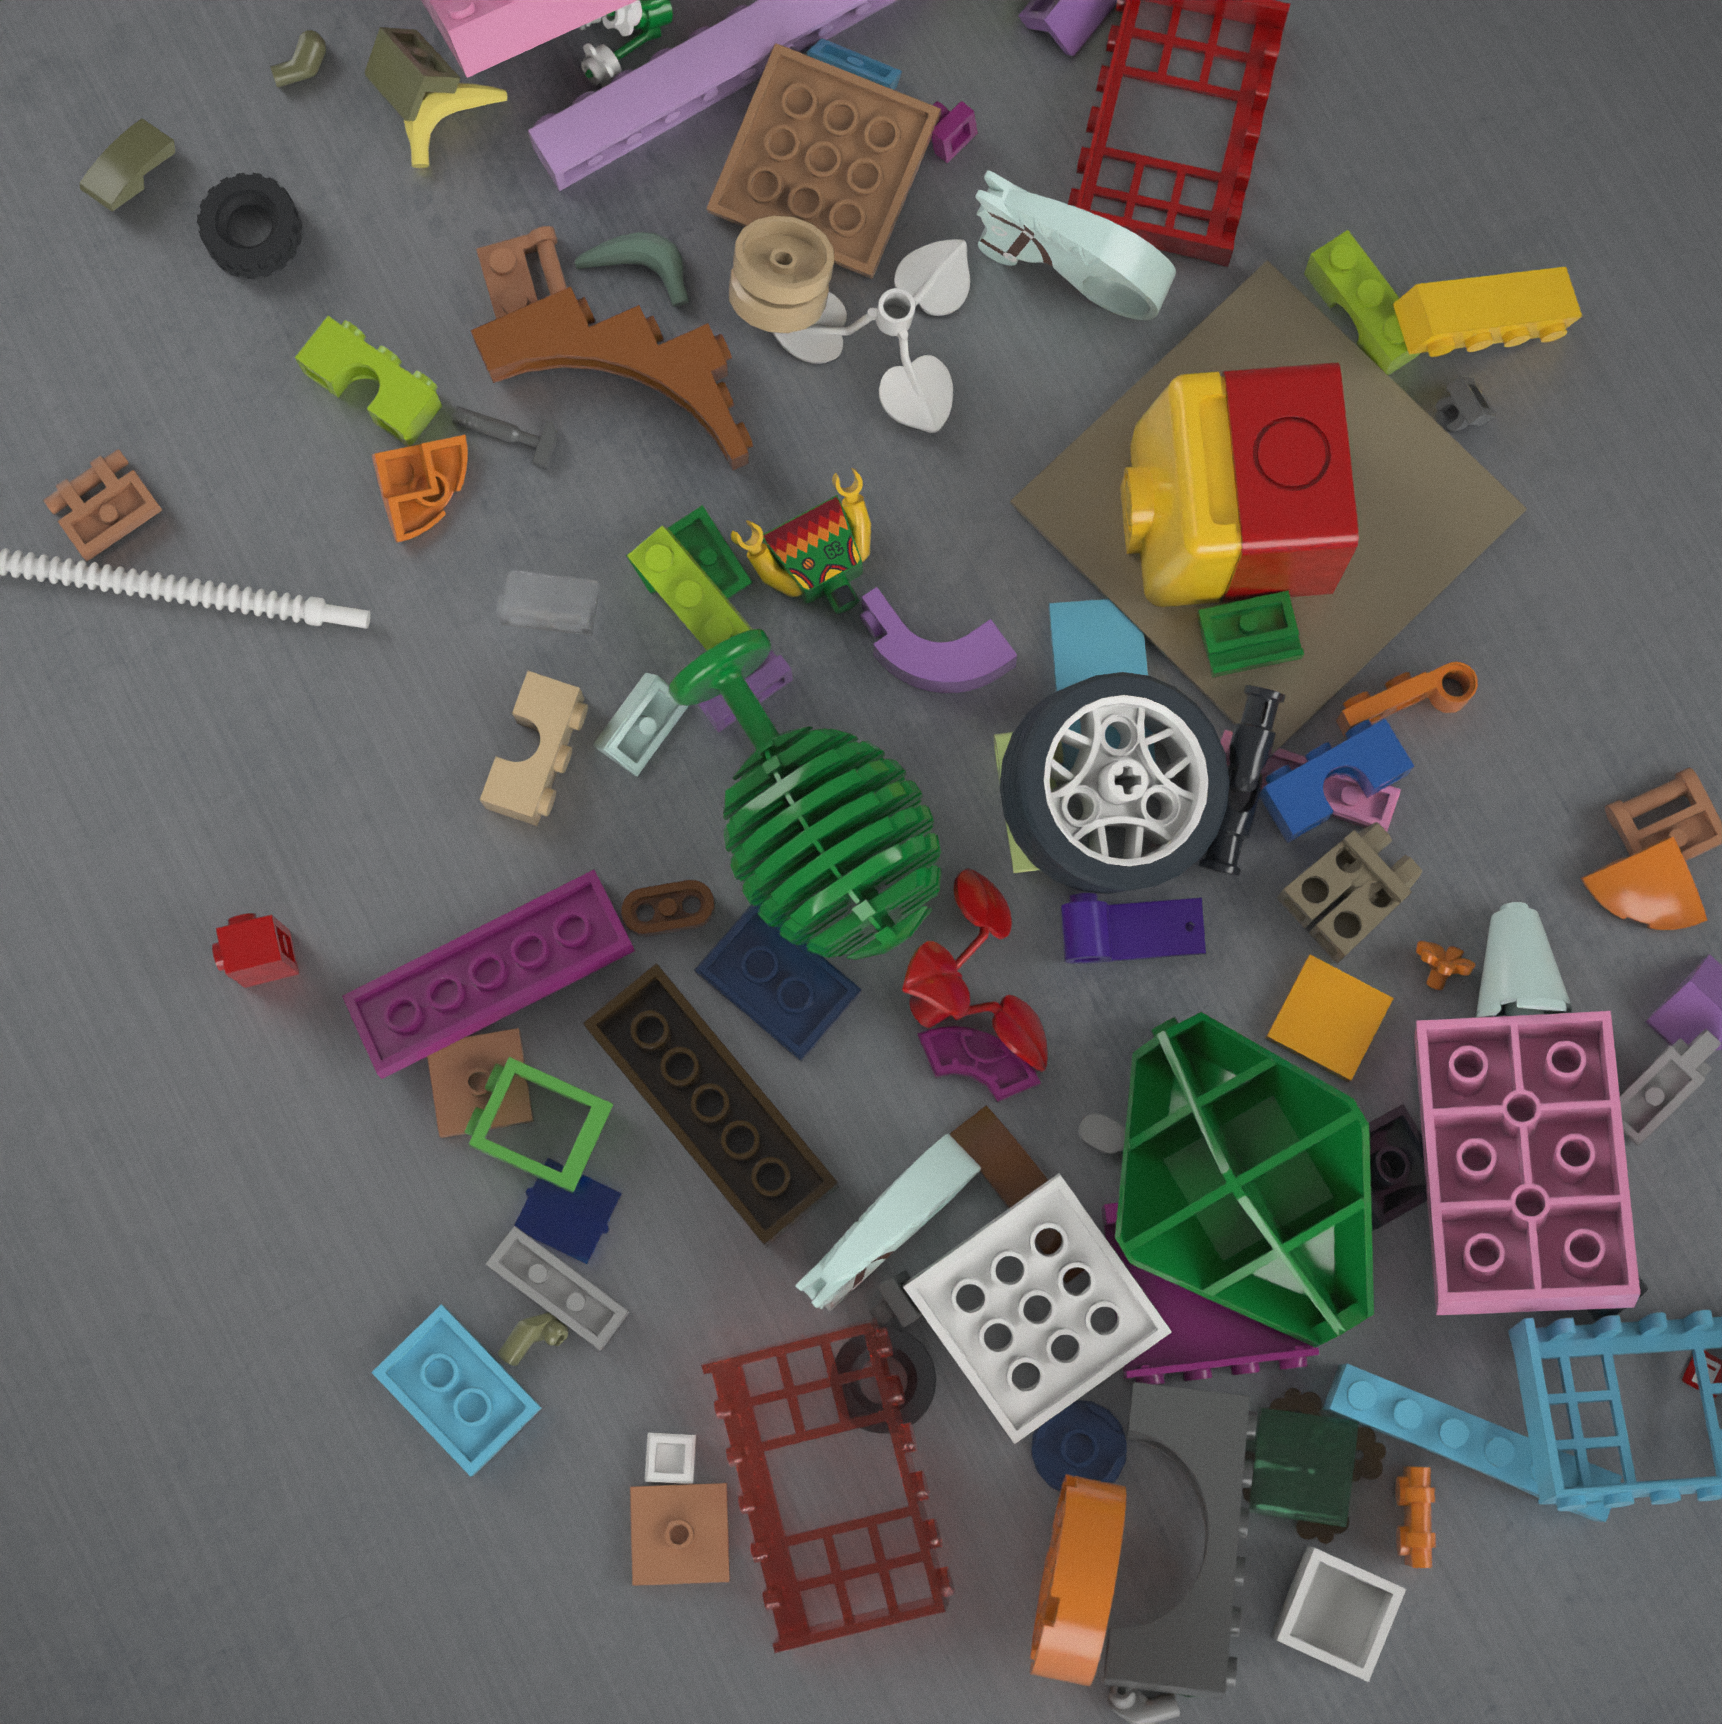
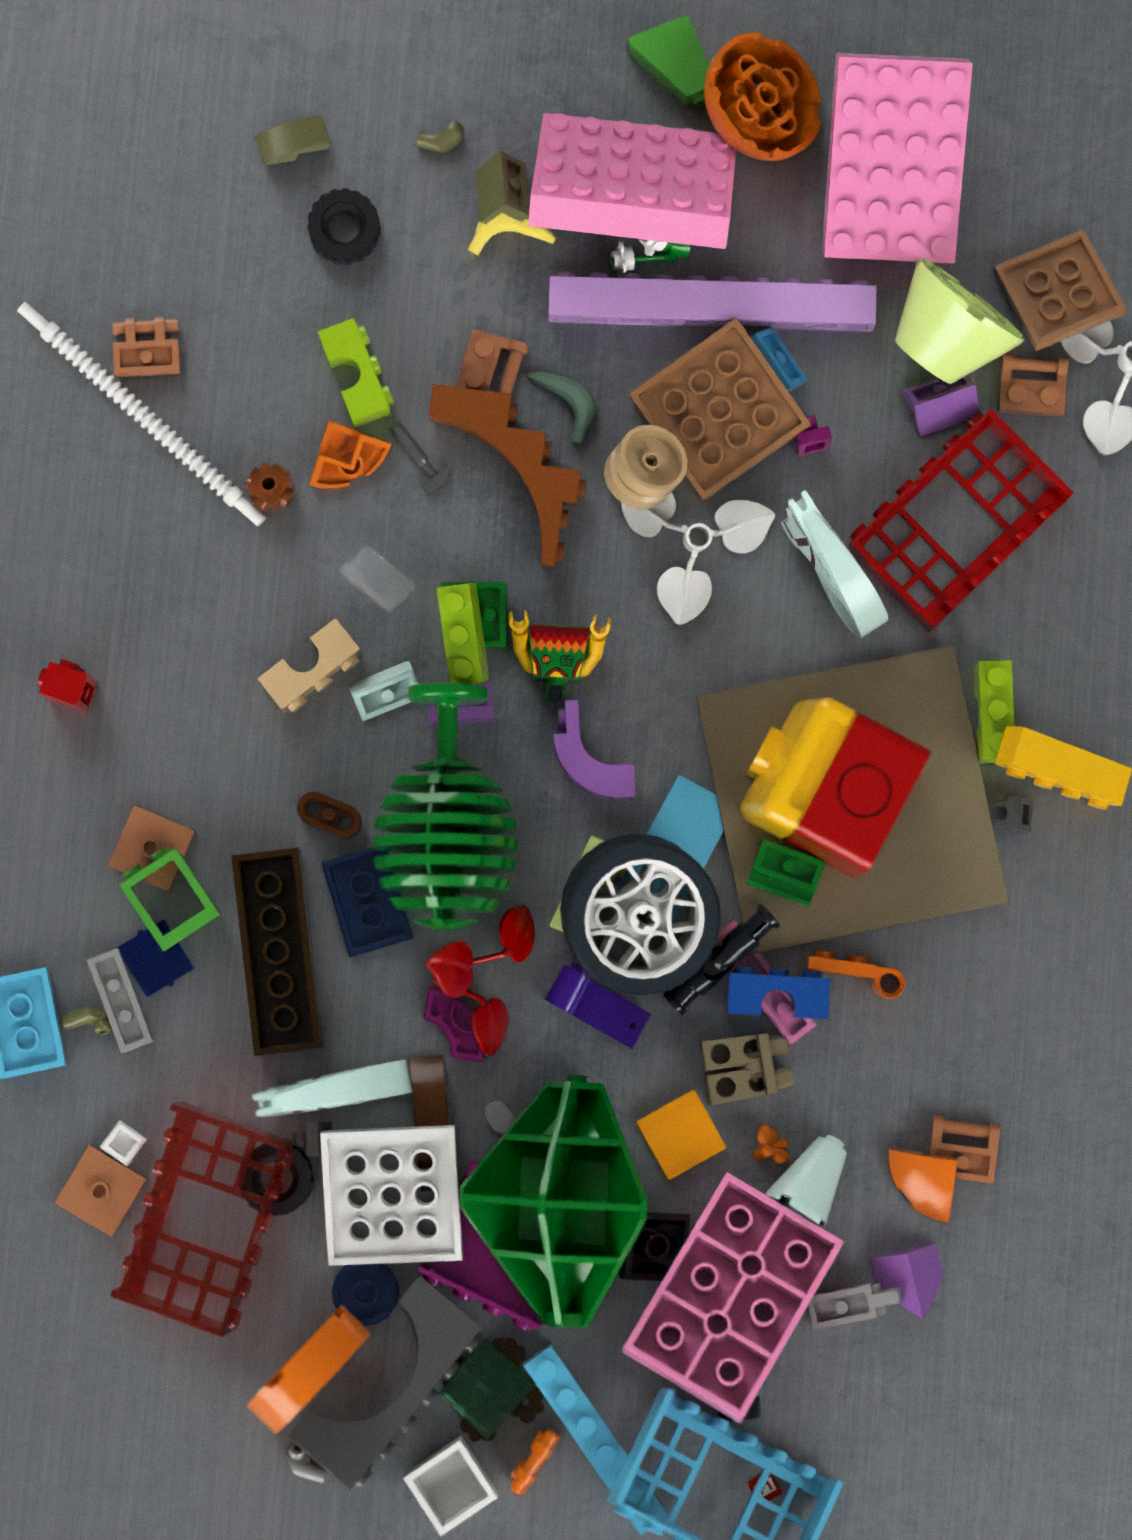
camera: 25 degrees right, 5 degrees up
(361, 583) = (272, 499): none -> dark orange brick
(487, 974) = (196, 787): magenta plate -> none

